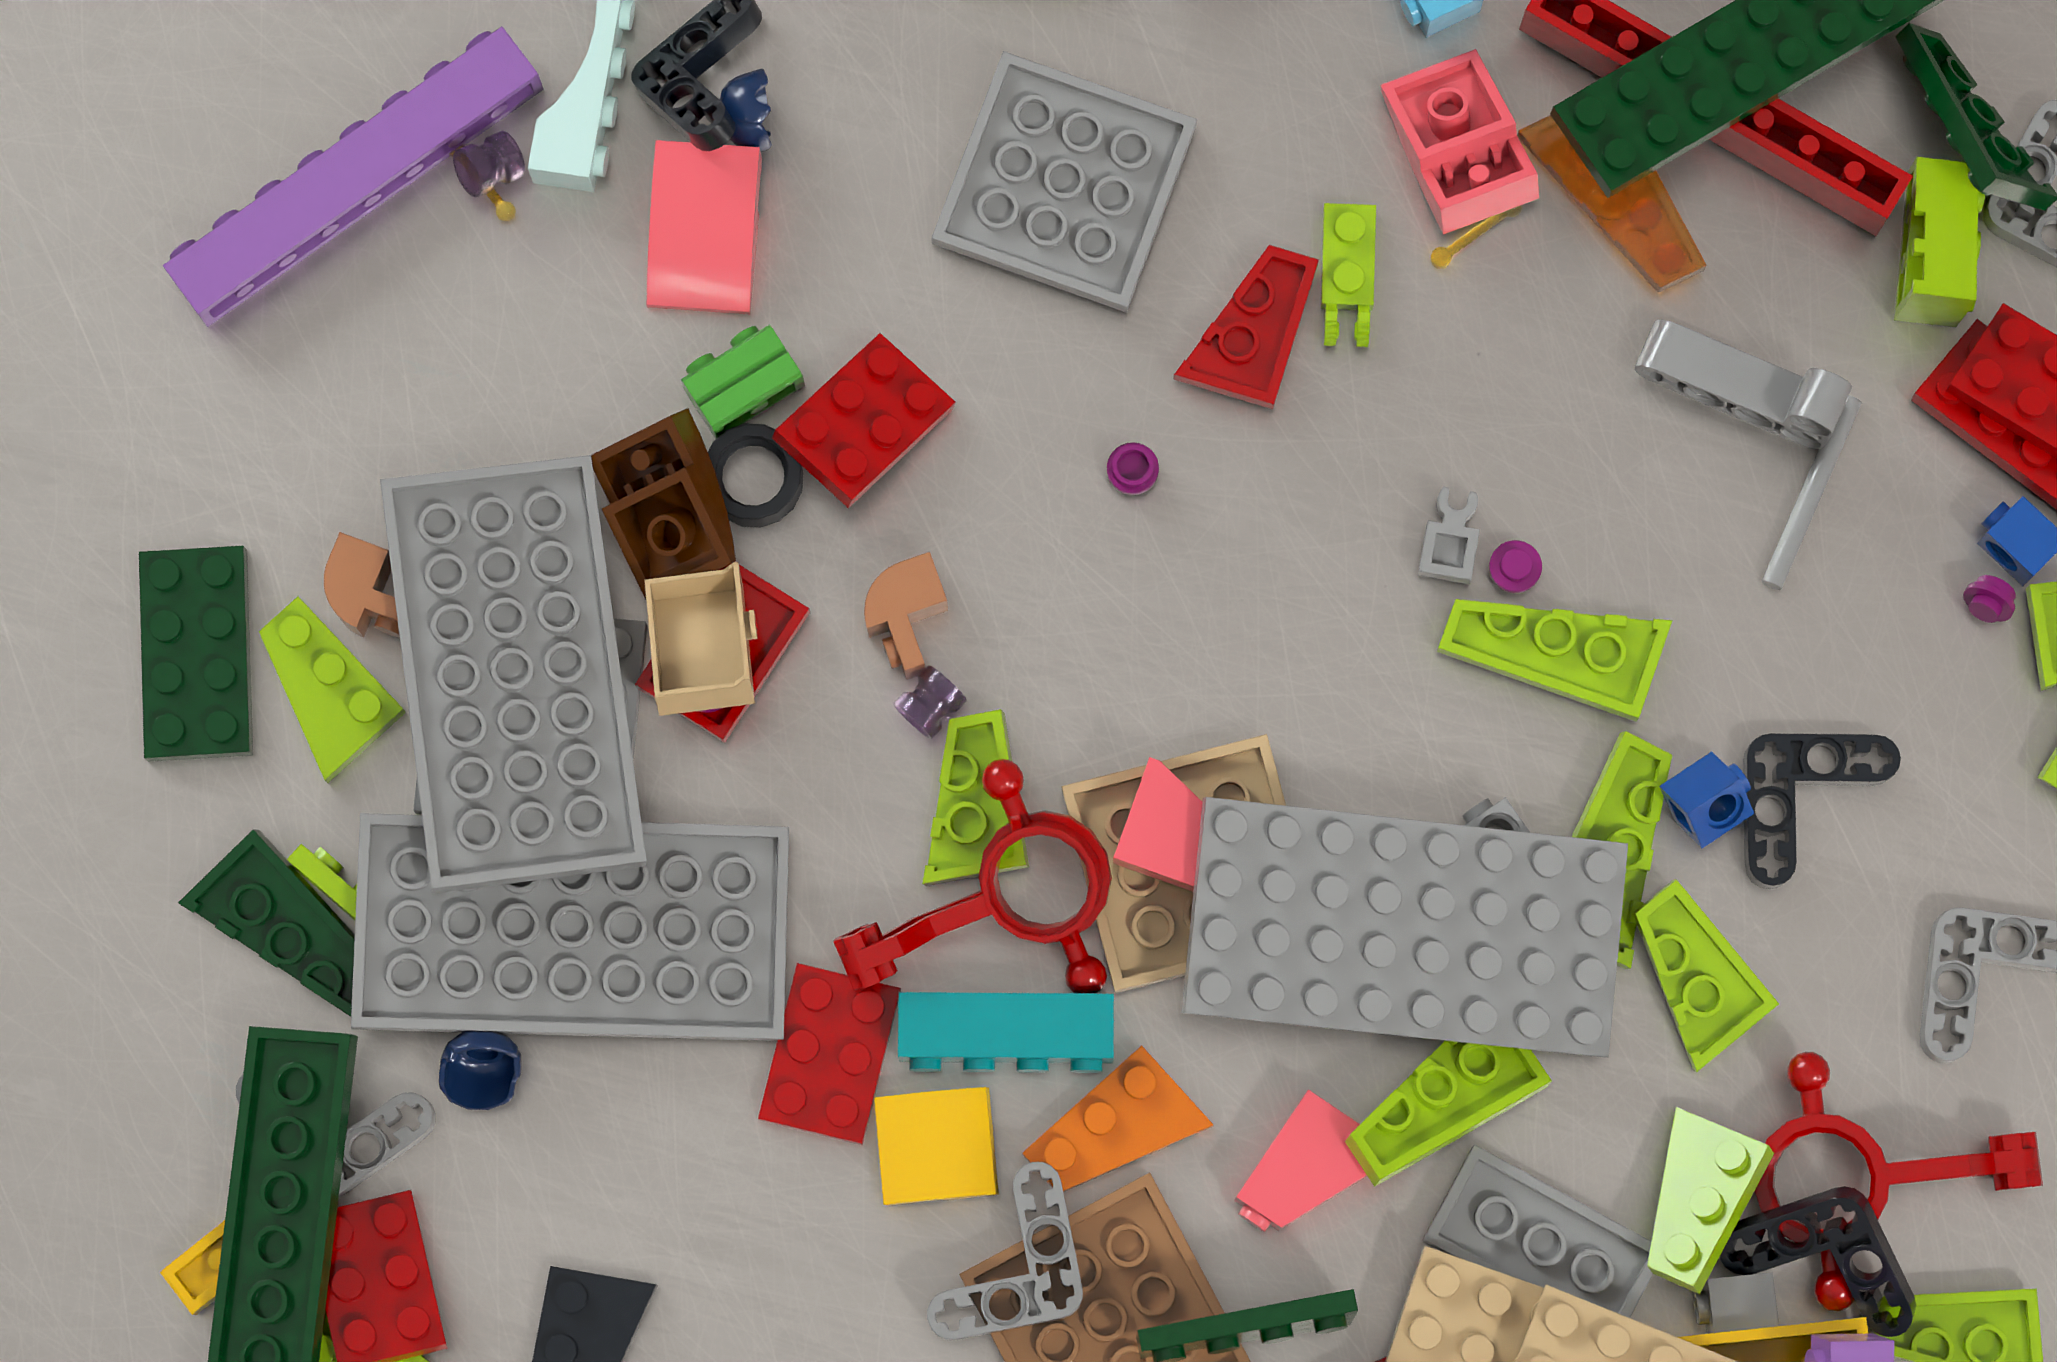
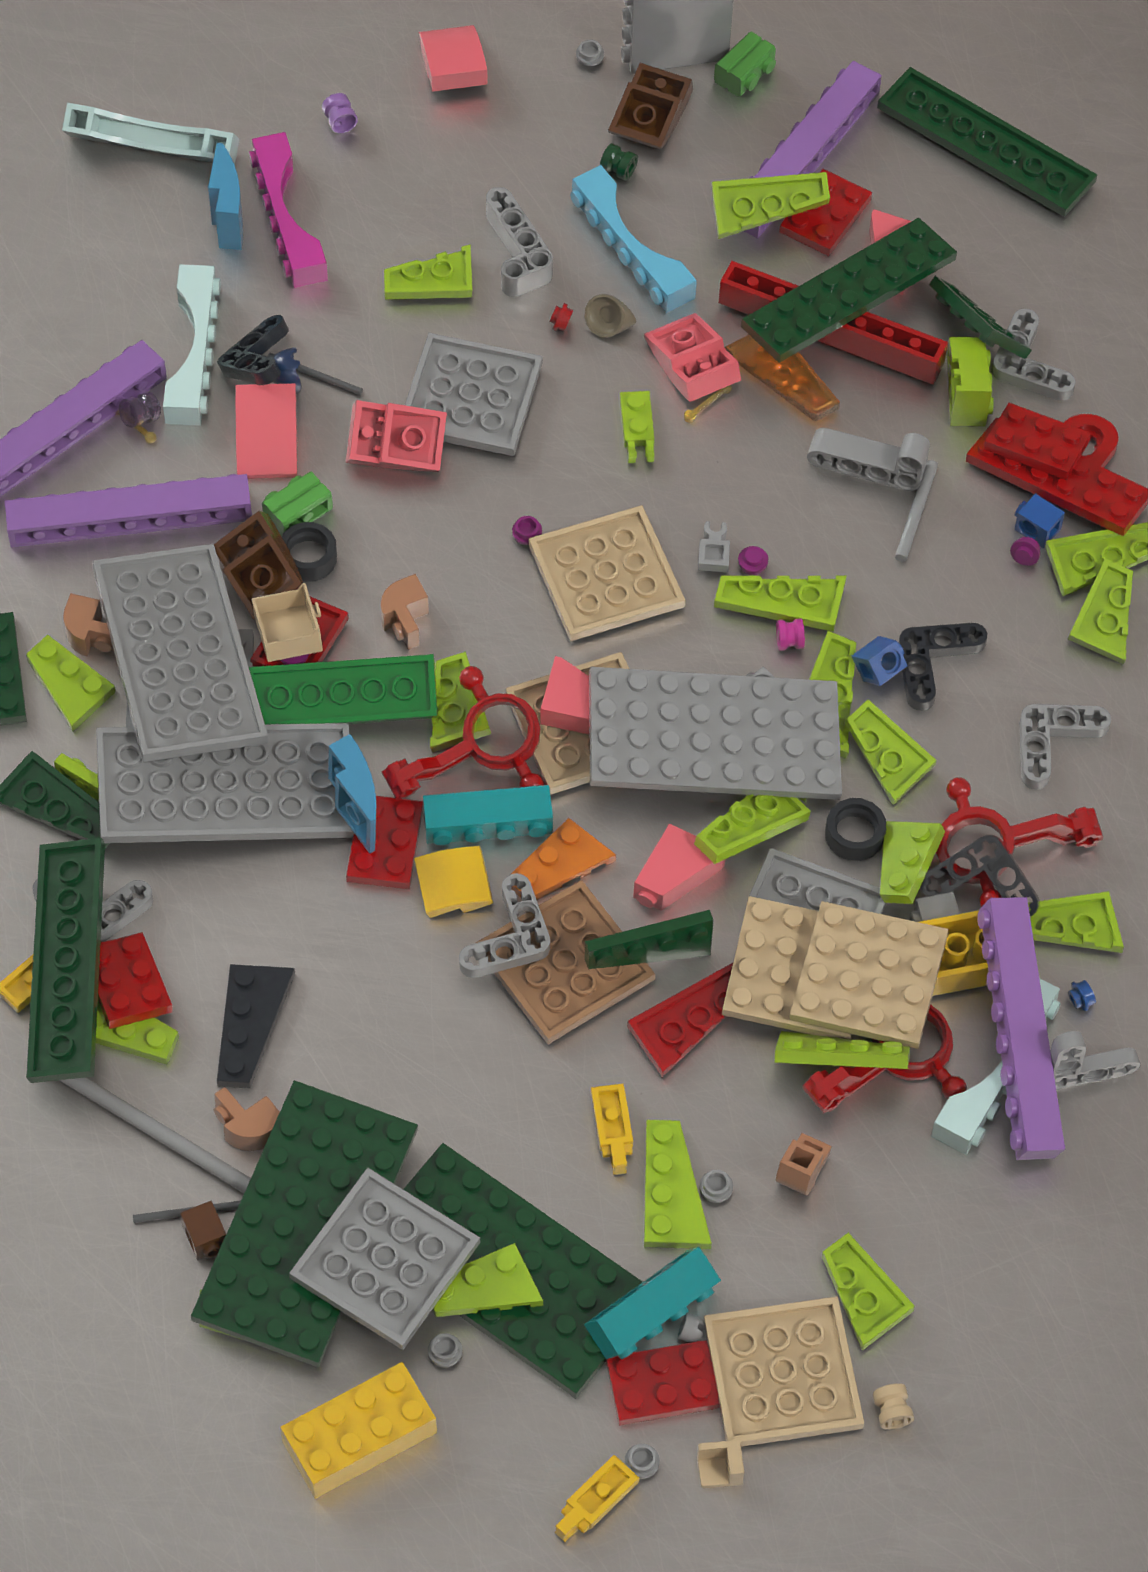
camera: 10 degrees left, 20 degrees down
(453, 363) = (128, 510): none -> medium lavender brick
(480, 1069) = (178, 861): dark blue hair -> none
(783, 985) = (353, 789): none -> dark azure slope
(788, 772) = (347, 691): none -> green plate
(808, 112) = (326, 378): none -> dark grey axle
(863, 420) = (369, 516): red plate -> none
(924, 266) = (396, 436): none -> coral slope
(929, 702) = (426, 645): clear purple wheel -> none
(1239, 38) = (561, 317): none -> red plate
(1254, 334) = (589, 458): red wing -> none
(1260, 569) = (606, 573): none -> tan plate
(1320, 44) = (608, 316): none -> dark tan piece
(1560, 726) = (790, 634): none -> dark pink wheel
(1663, 1110) = (855, 808): none -> black tyre

